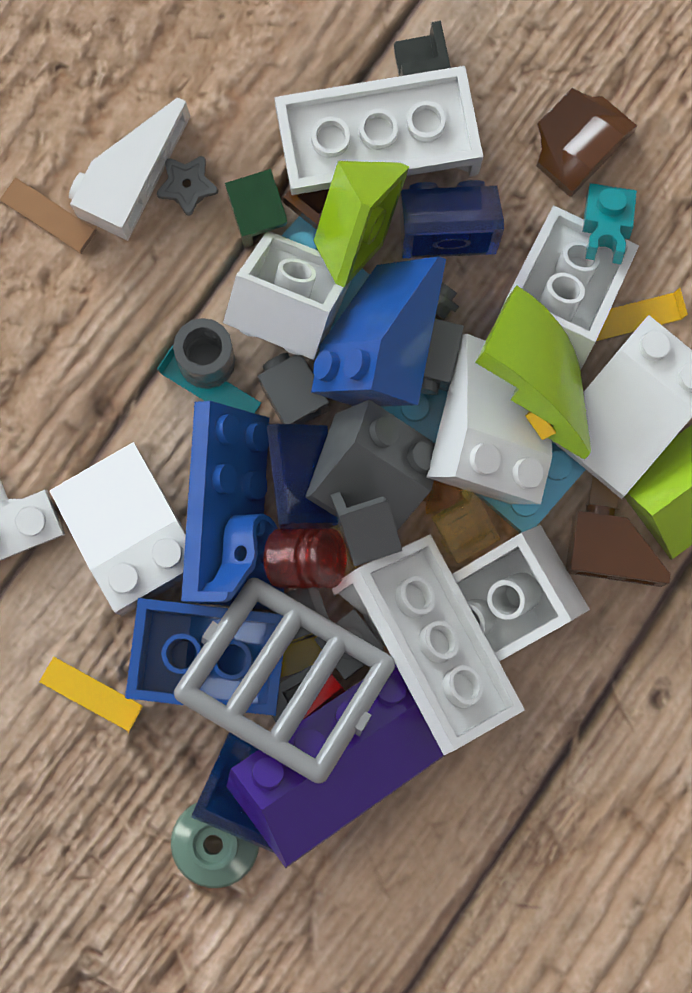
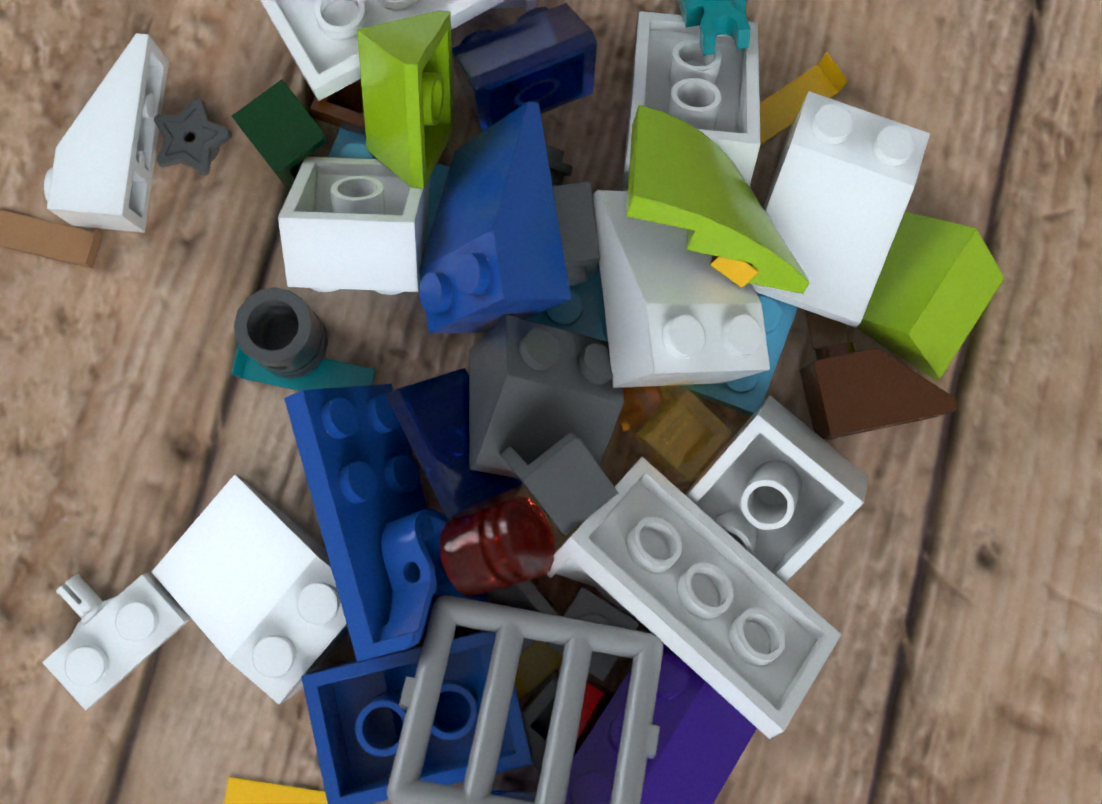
camera: 20 degrees left, 0 degrees up
(288, 388) = (400, 338): dark grey brick -> none

